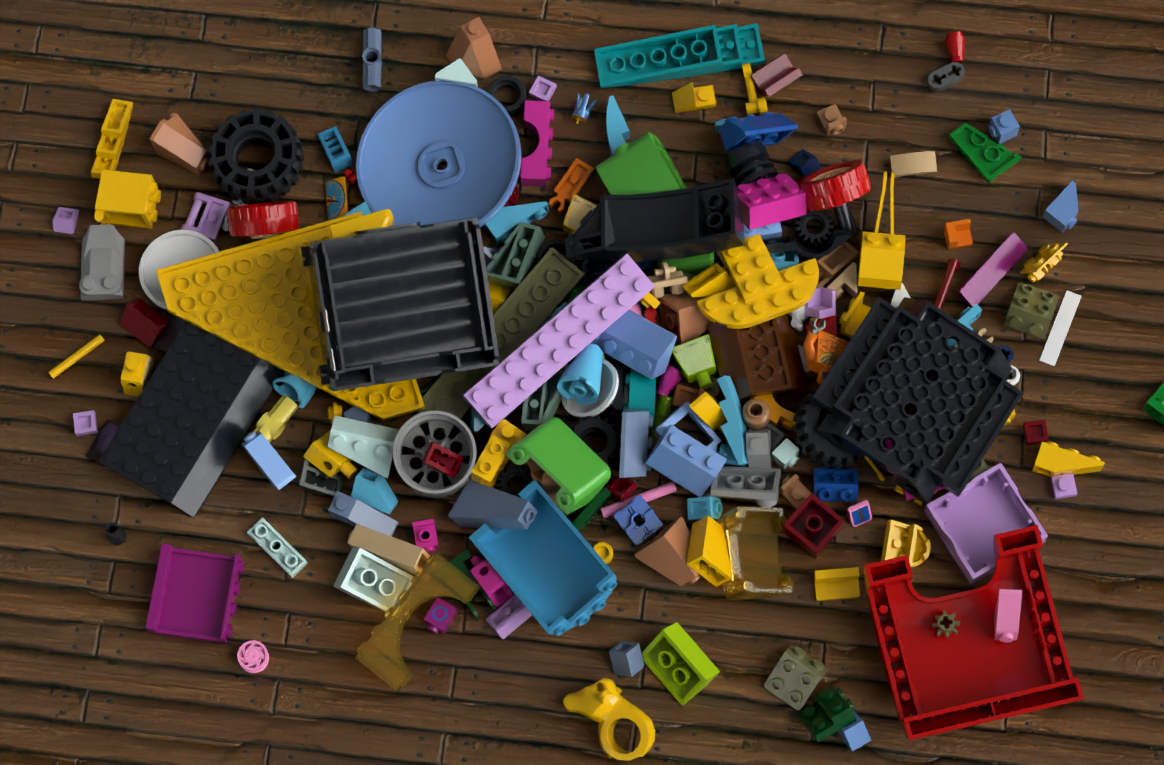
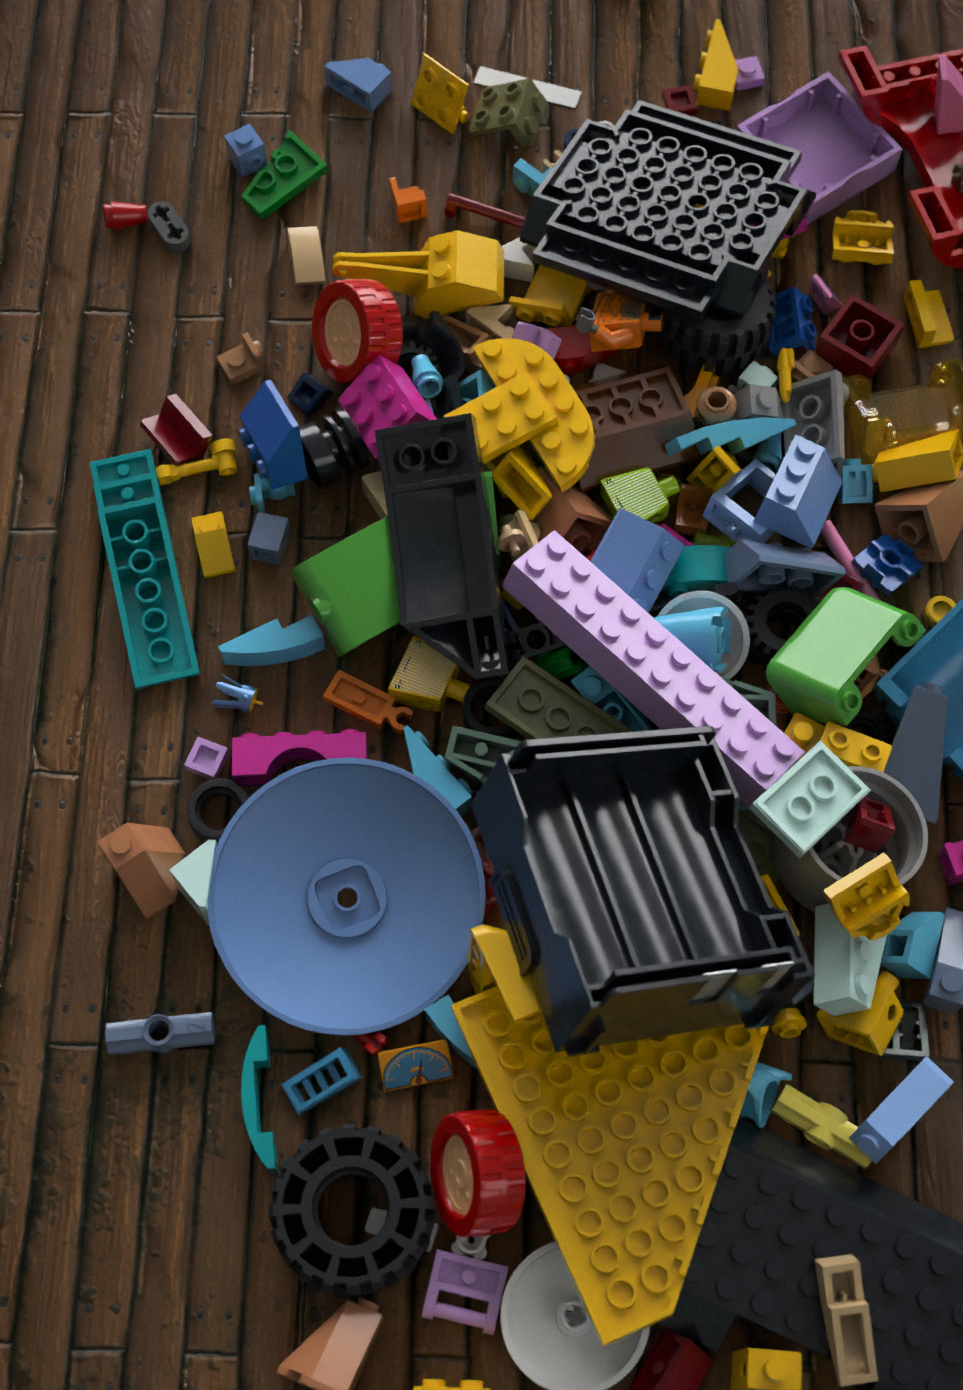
camera: 100 degrees left, 5 degrees down
(153, 405) = (846, 1319): none -> tan slope
(299, 113) = (257, 1057): none -> teal slope
(385, 442) = (868, 899): none -> yellow slope
(453, 417) = (809, 799): none -> light aqua tile
(691, 131) = (269, 538): none -> sand blue panel
(792, 469) = (784, 366): none -> yellow piece
(796, 229) = (426, 377): none -> medium azure cone
(993, 270) = (455, 161): slope -> none

